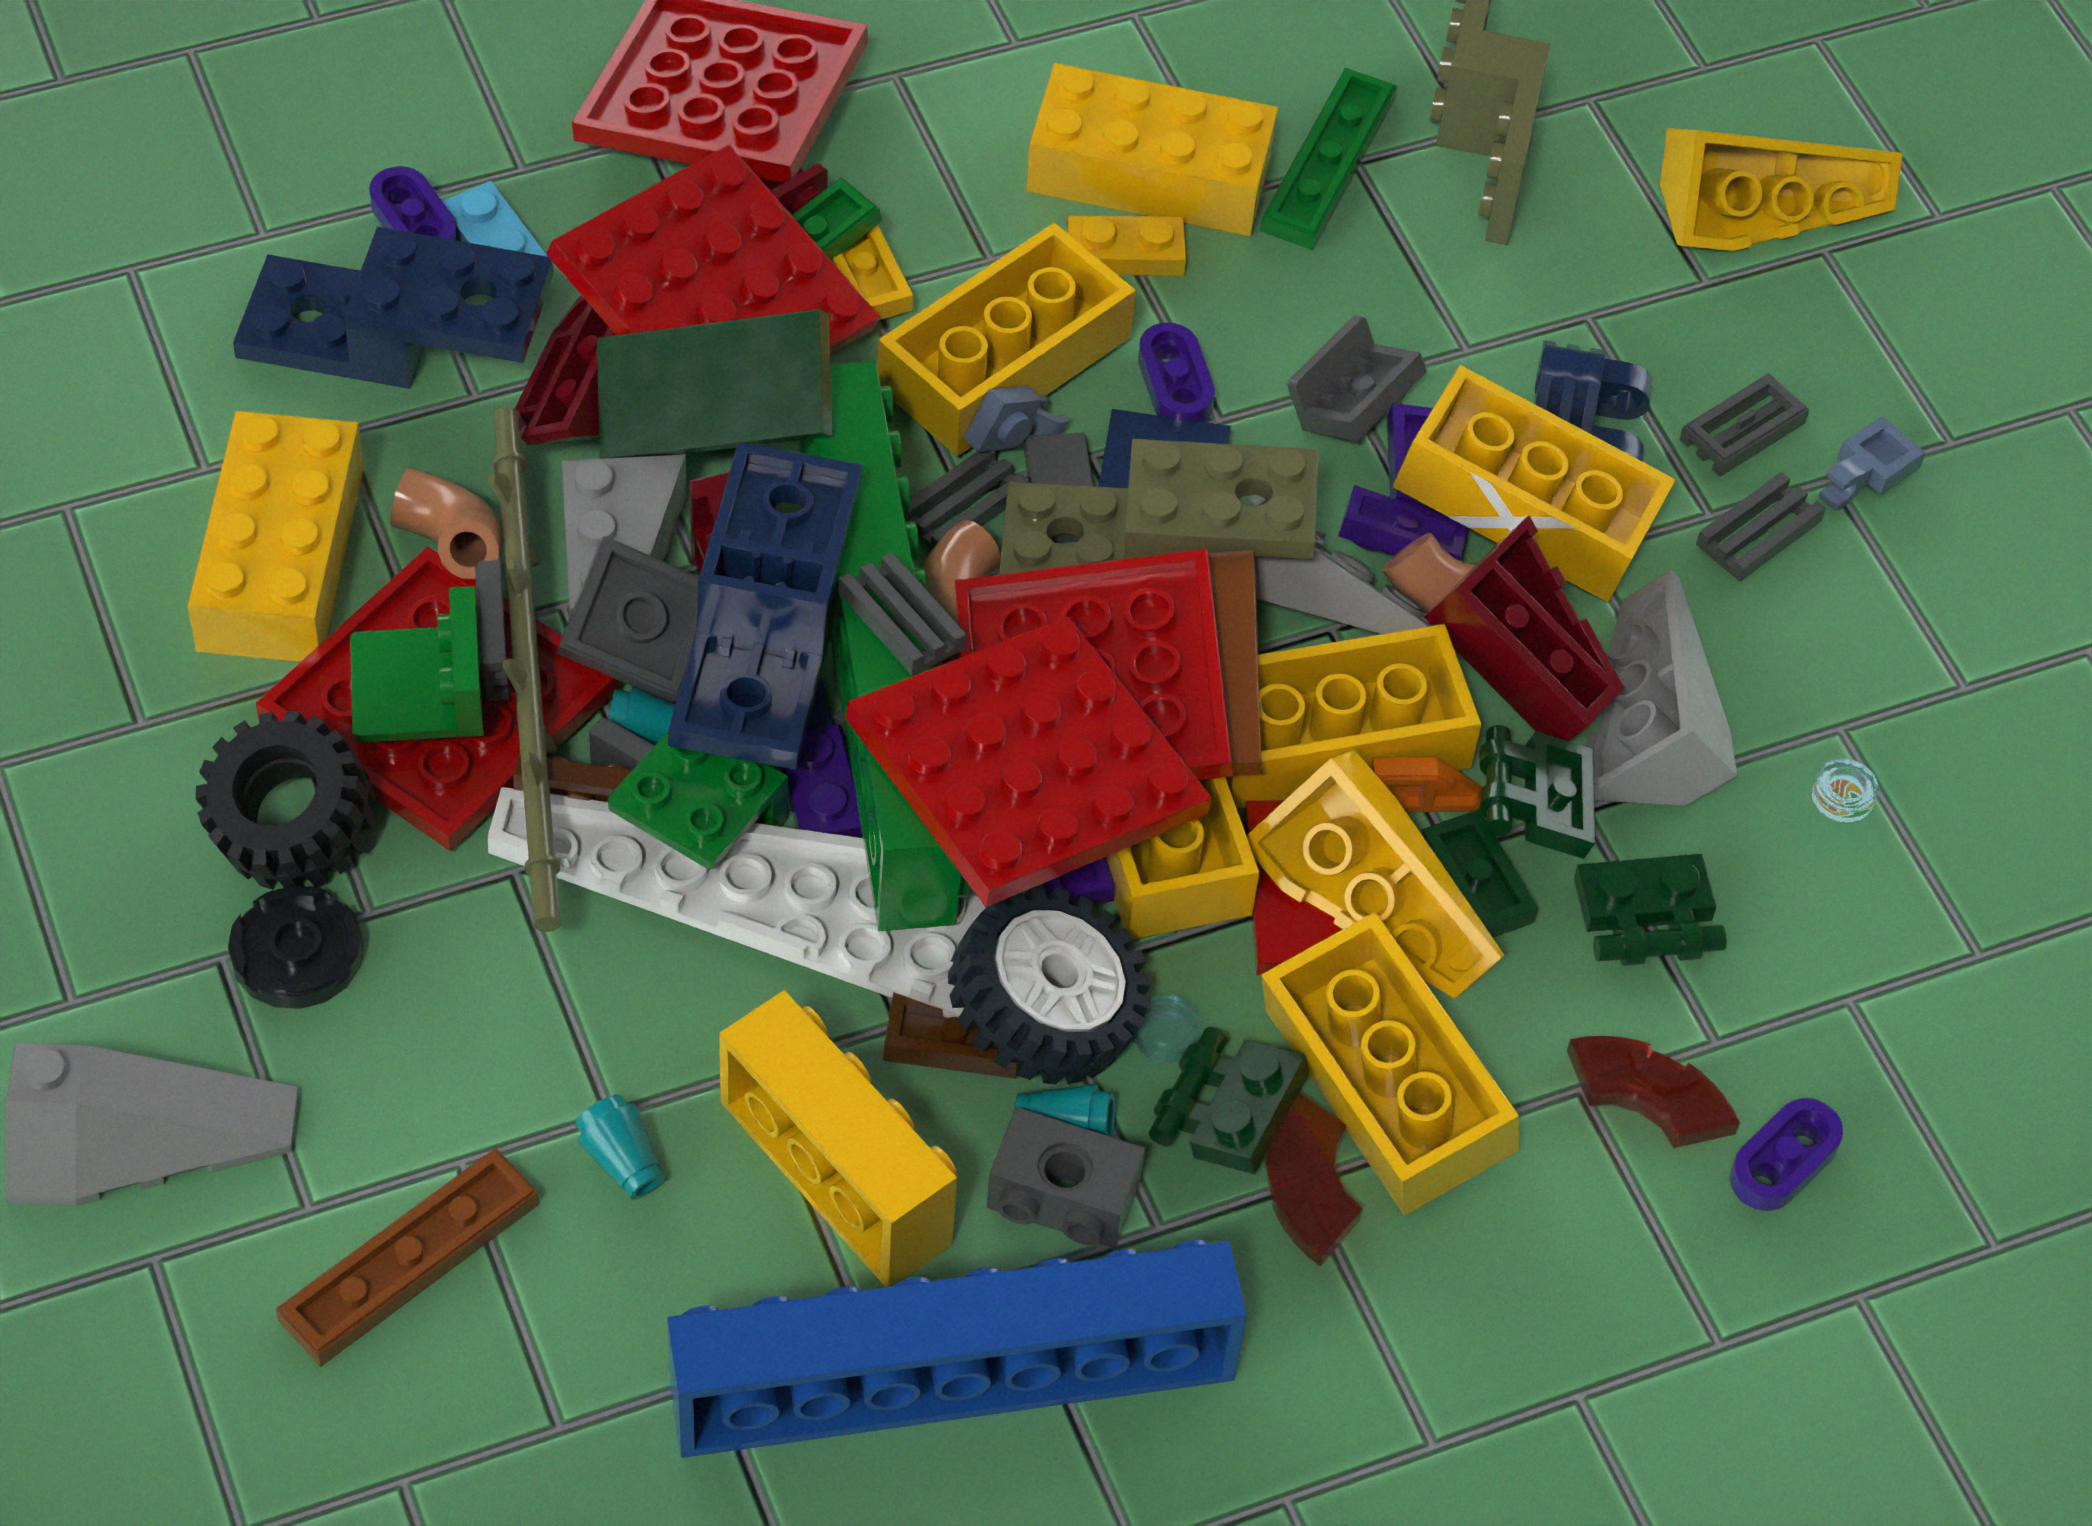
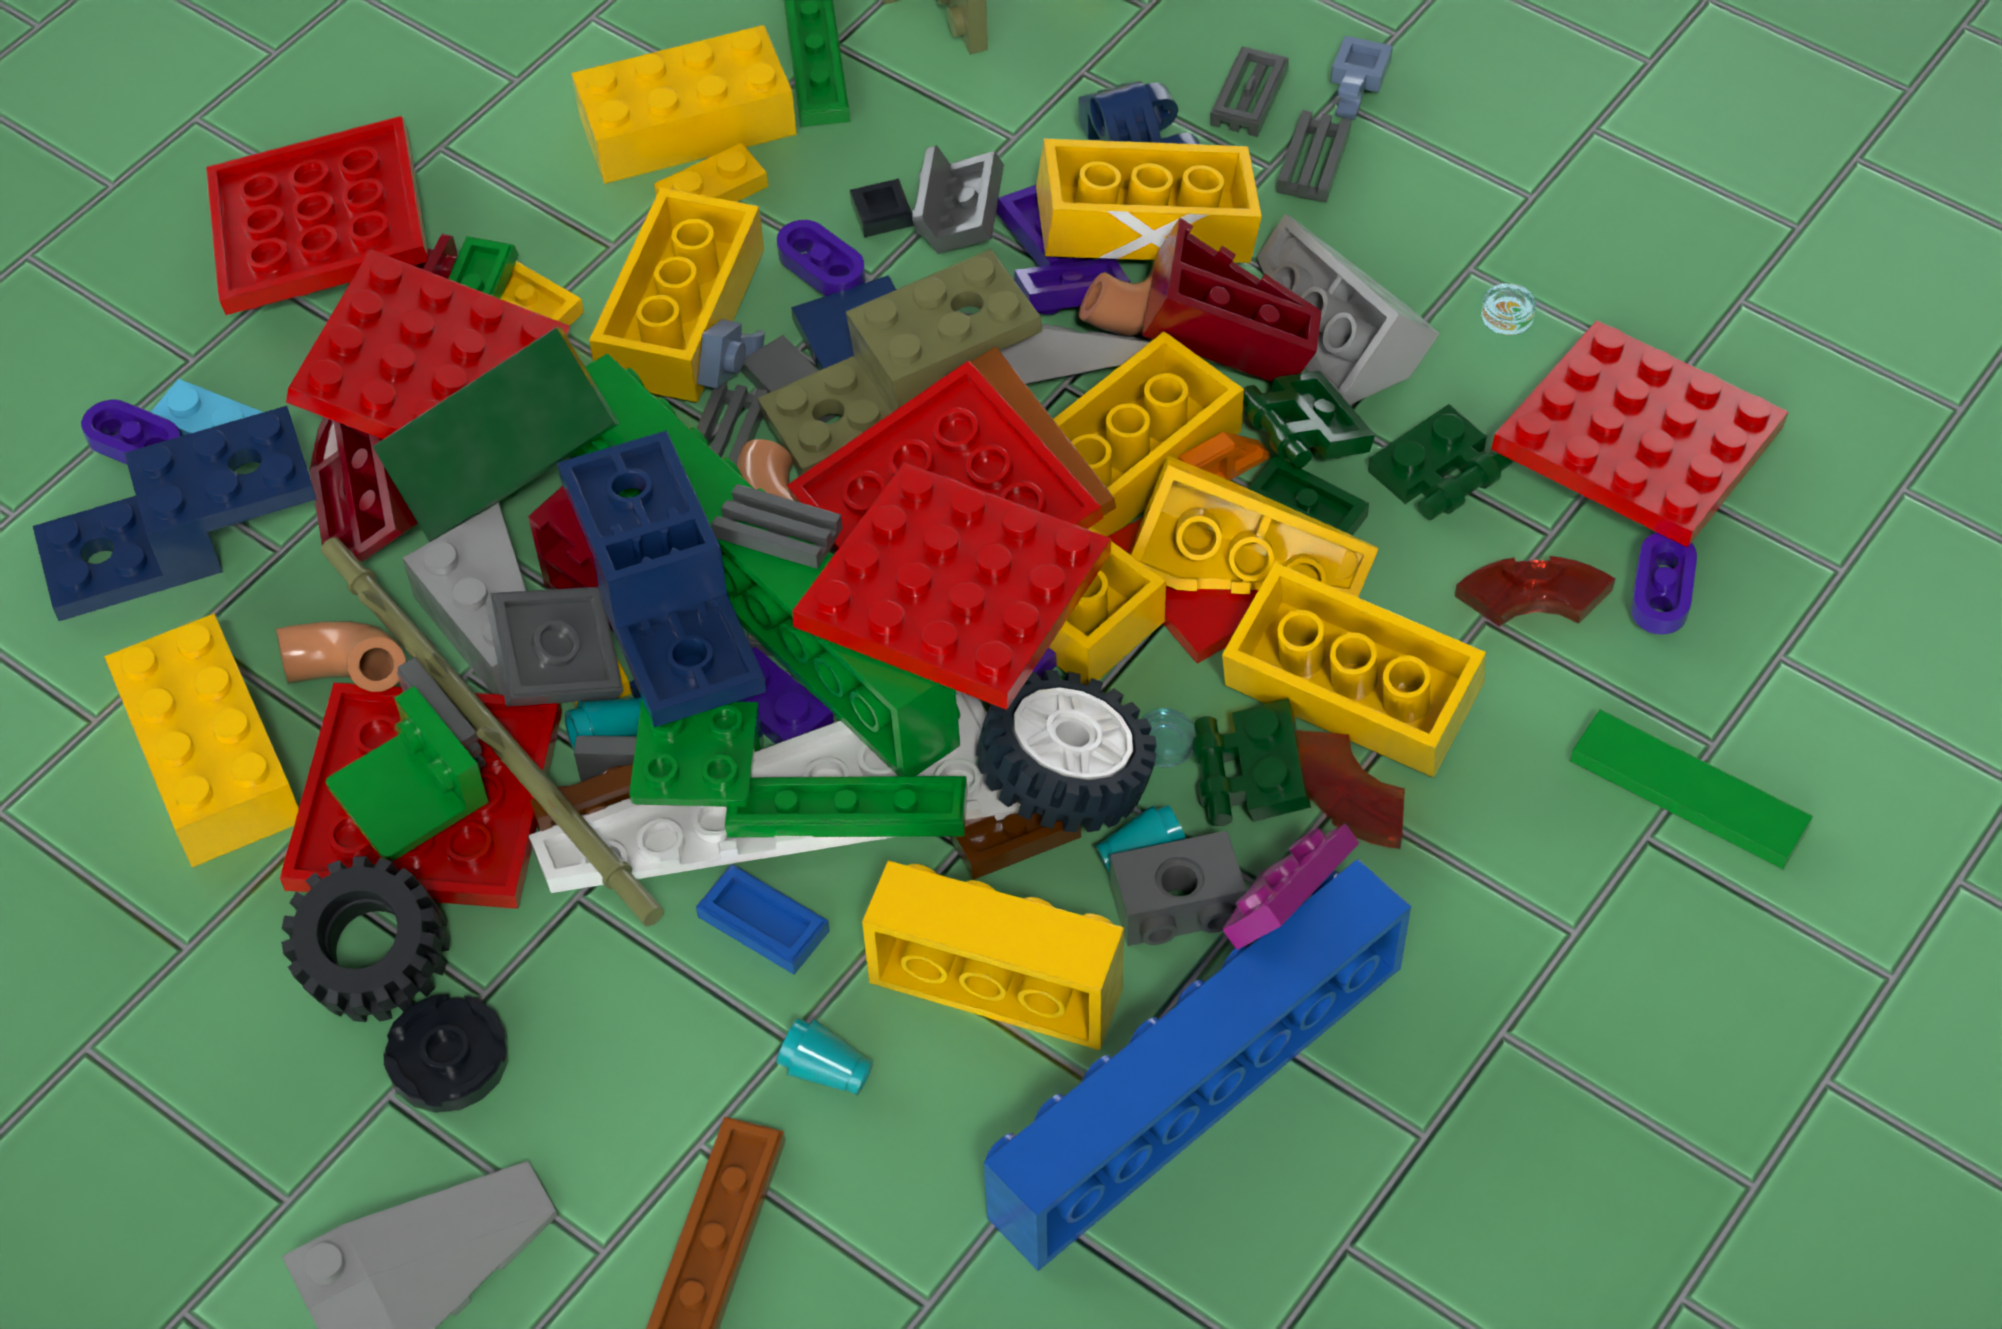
camera: 25 degrees left, 0 degrees up
(663, 986) = (763, 919): none -> blue tile
(809, 926) = (852, 807): none -> green tile
(1147, 1226) = (1287, 884): none -> magenta wing
(1275, 352) = (881, 208): none -> black tile
(1657, 1374) = (1691, 788): none -> green tile
(1880, 989) = (1640, 432): none -> plate

